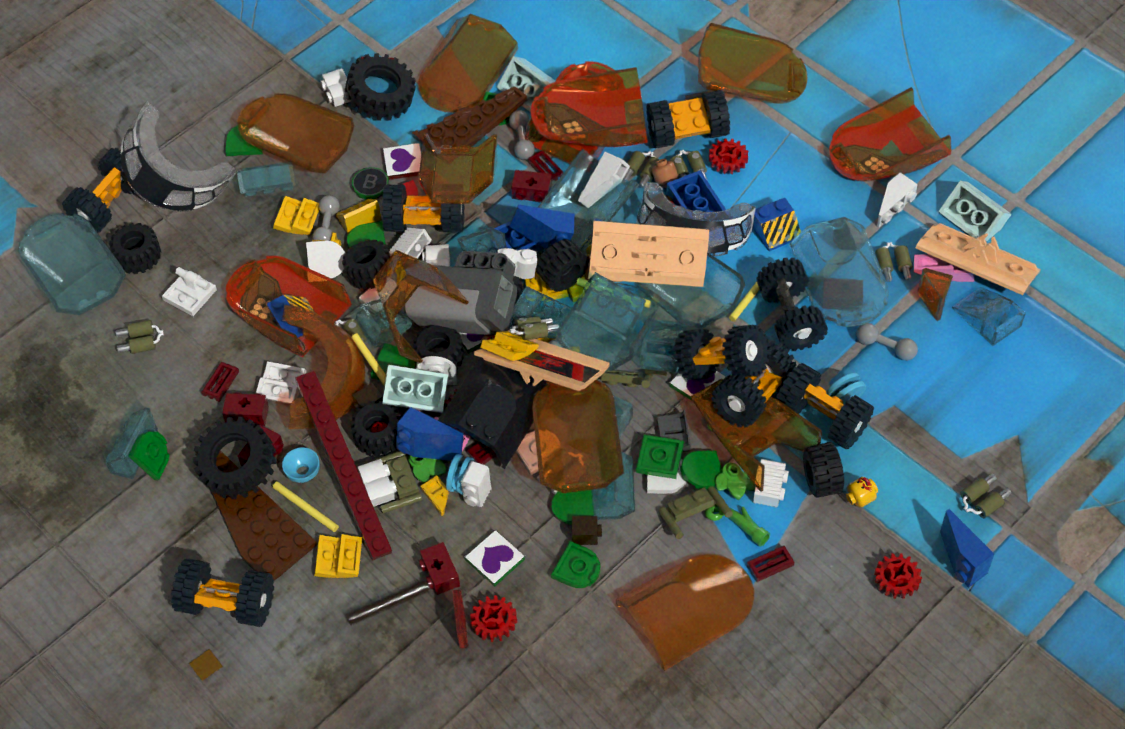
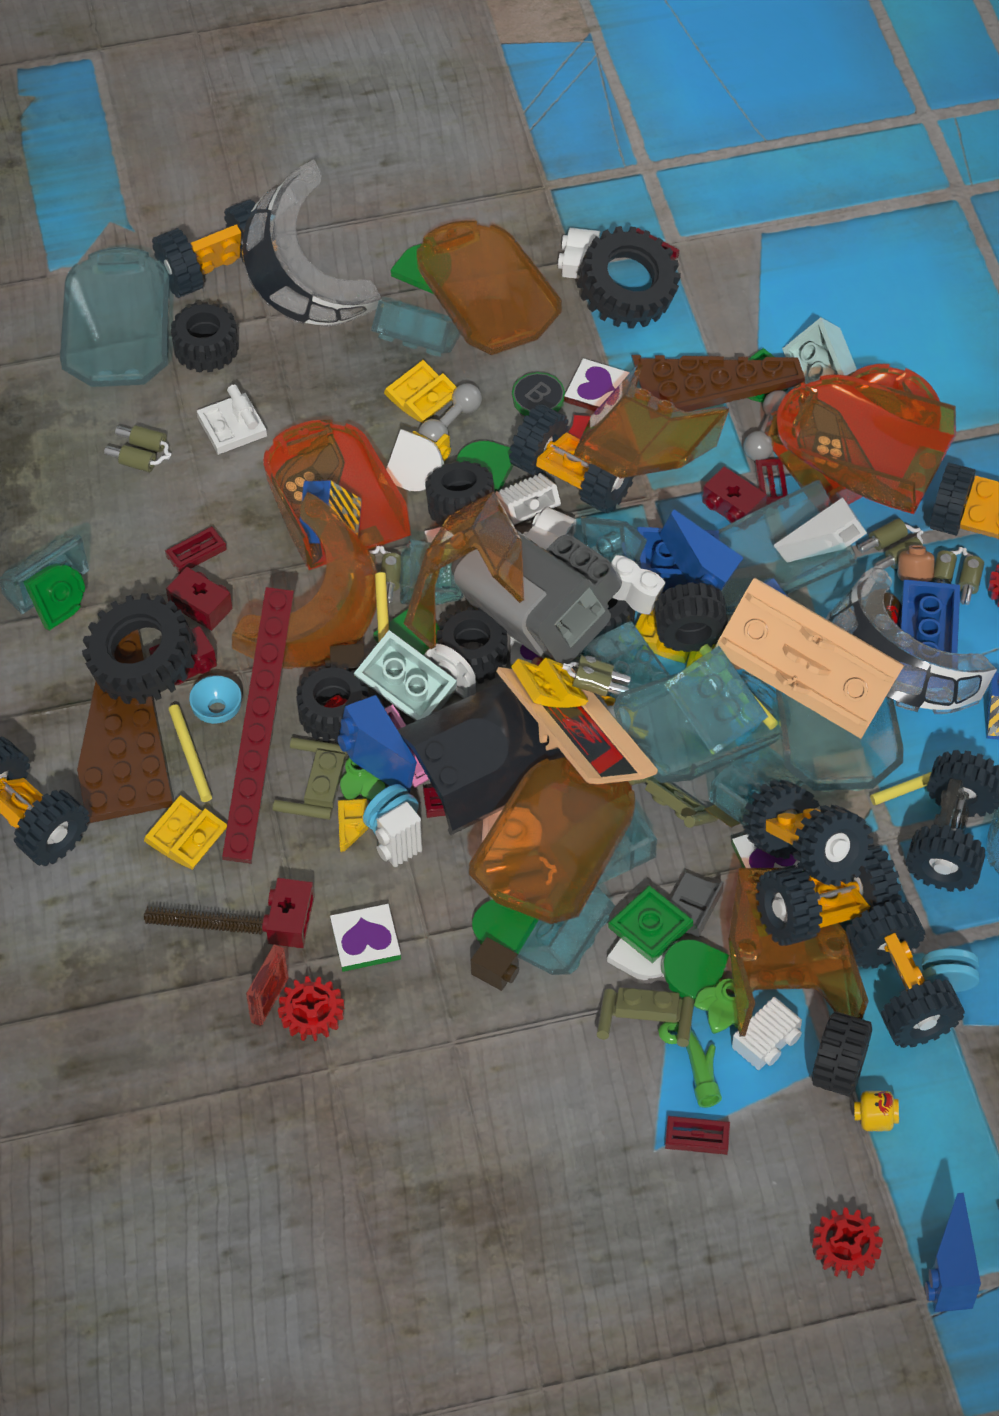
camera: 30 degrees right, 0 degrees up
(279, 382) = (249, 586): white slope -> none
(359, 214) = (493, 427): yellow slope -> none
(376, 482) = (288, 768): white brick -> none
(466, 64) = (762, 301): clear orange windscreen -> none
(577, 566) = (456, 1004): green tile -> none
(690, 605) = (558, 1129): clear orange windscreen -> none

